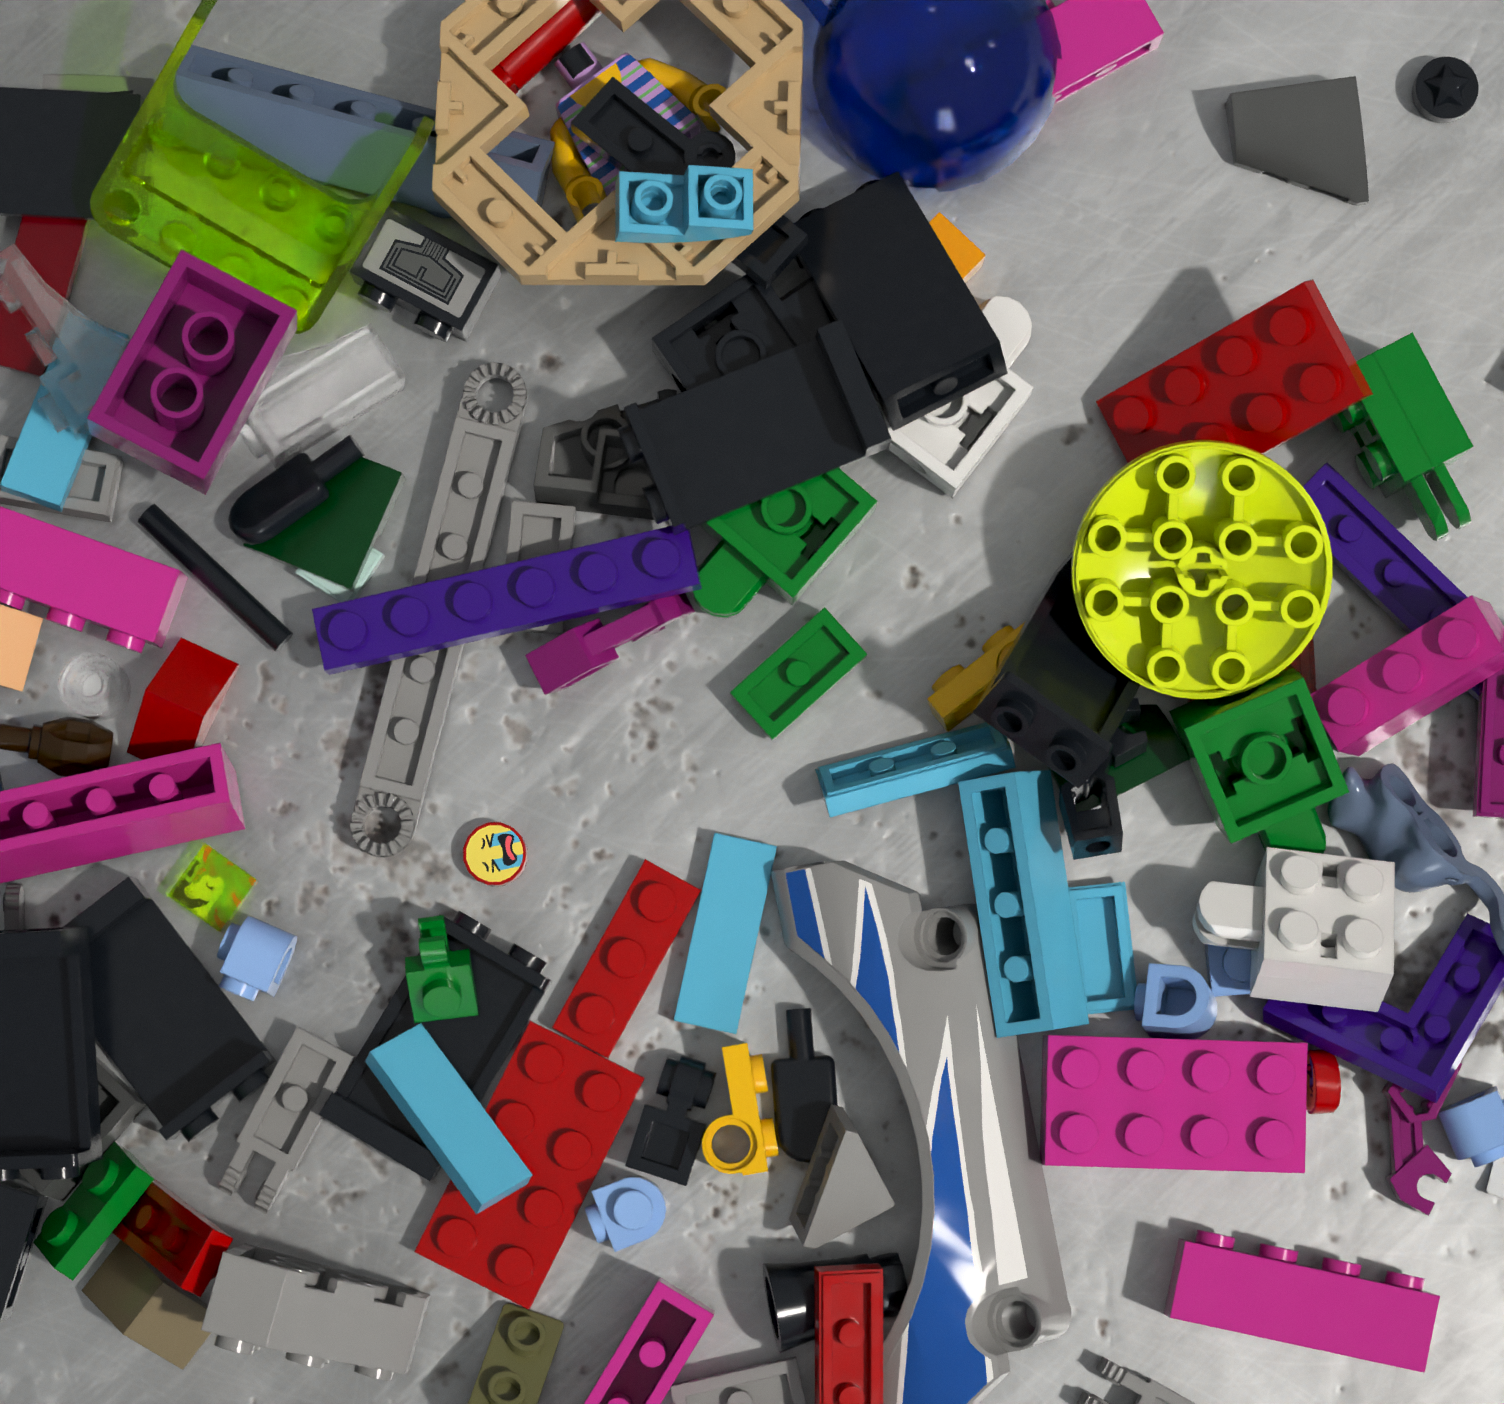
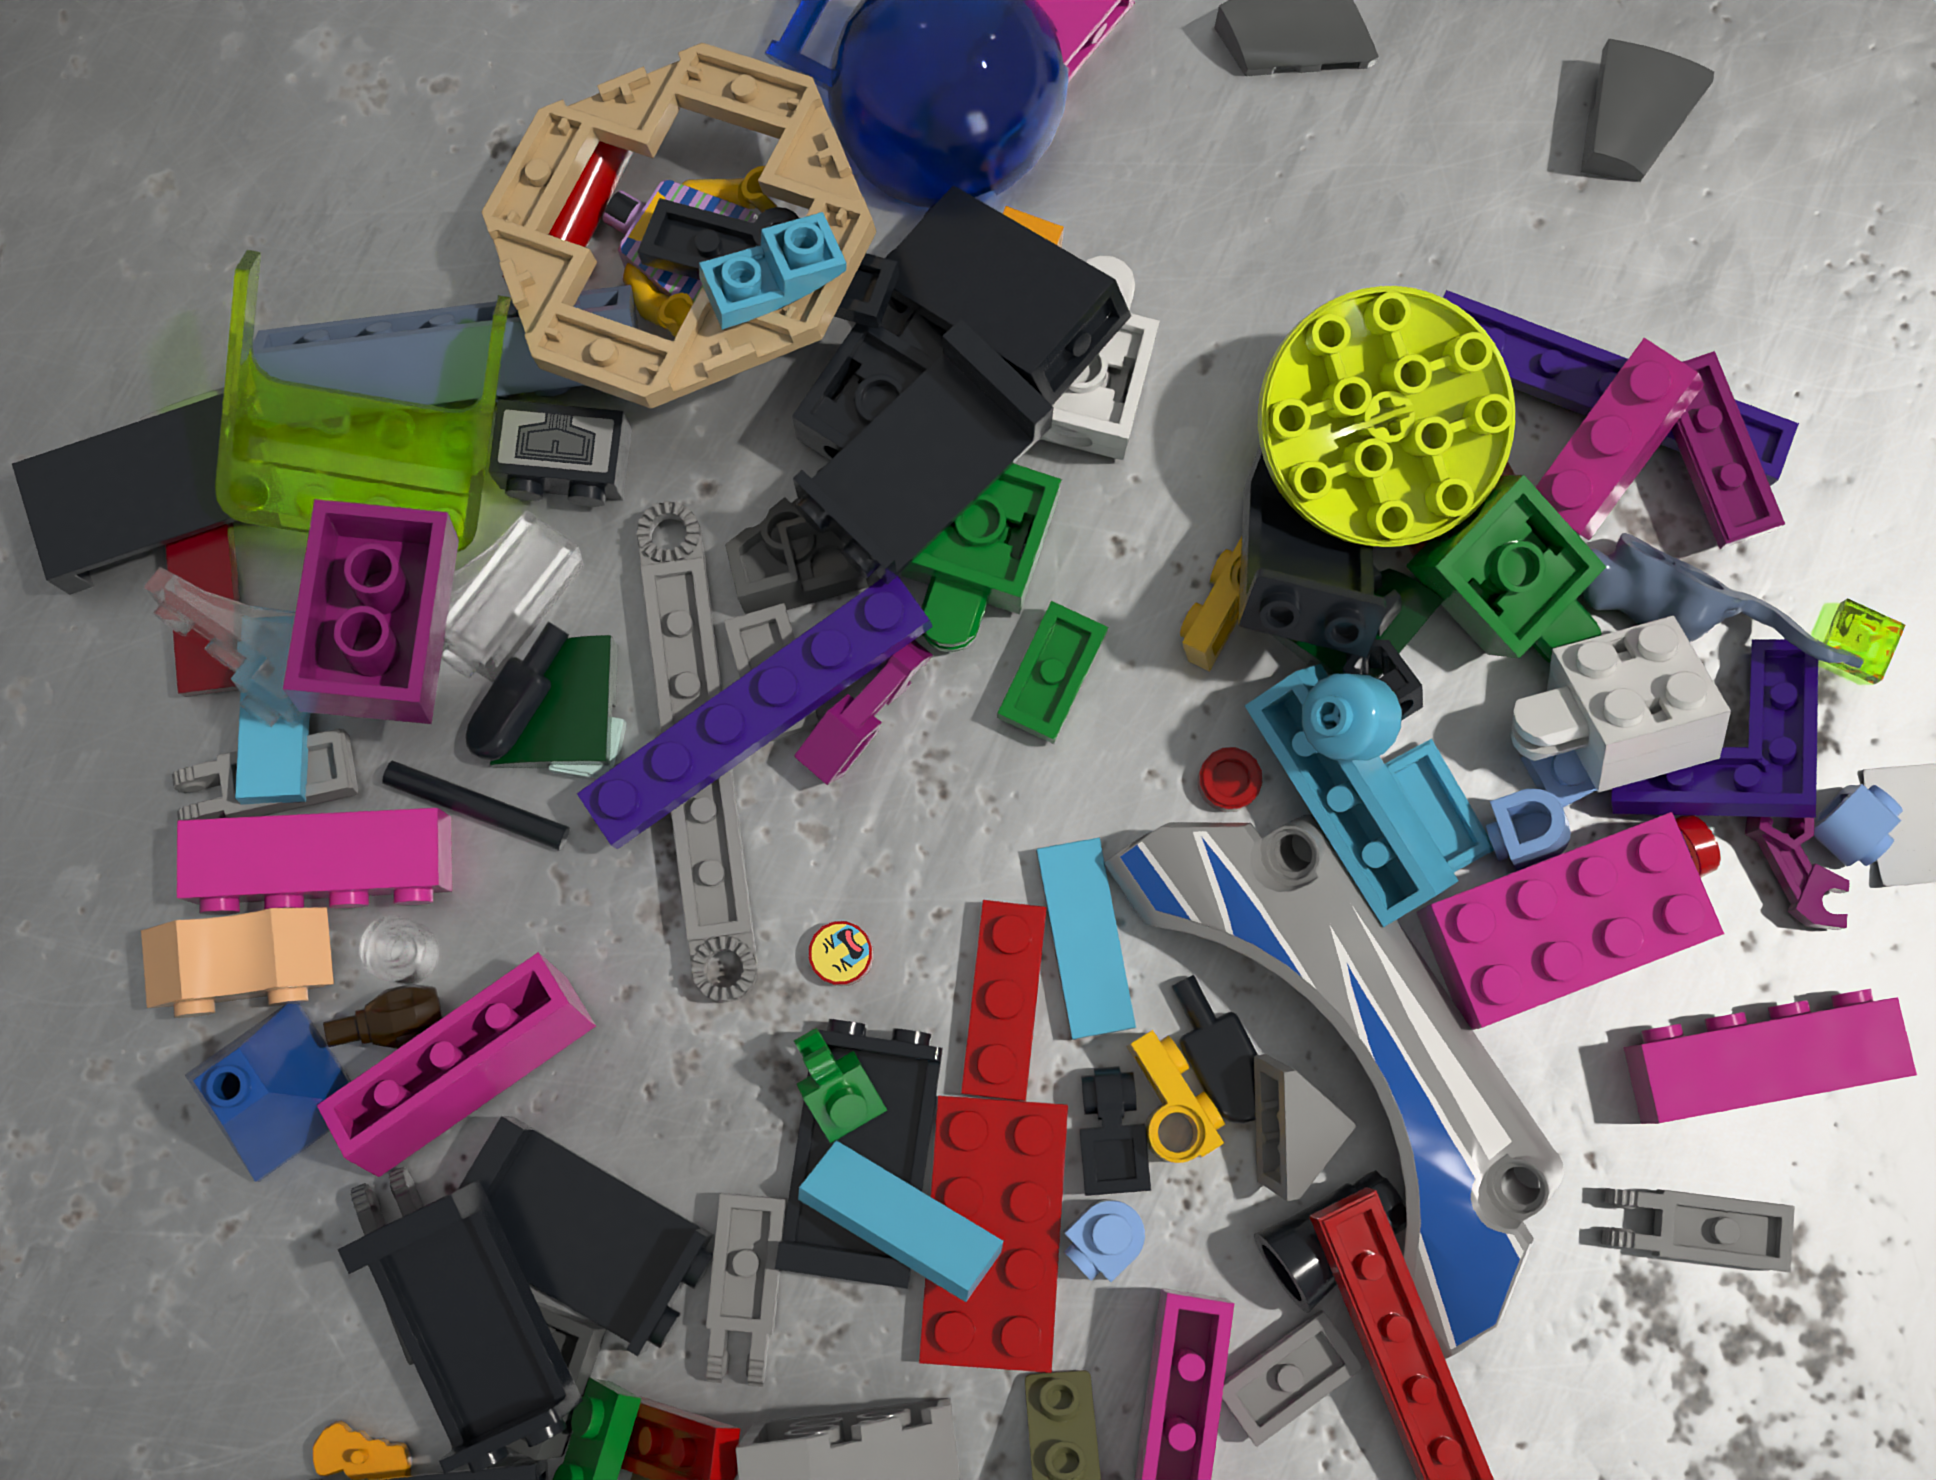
camera: 20 degrees left, 5 degrees down
(181, 701) = (488, 930): red slope -> none
(213, 887) = (588, 1095): clear neon green tile -> none
(254, 958) = (653, 1144): light blue plate -> none
(914, 768) = (1196, 713): medium azure tile -> none
(922, 841) = (1230, 779): none -> red tile
(1040, 837) = (1351, 717): none -> medium azure head
(1245, 383) = (1356, 231): red plate -> none
(1409, 435) = (1506, 229): green brick -> none

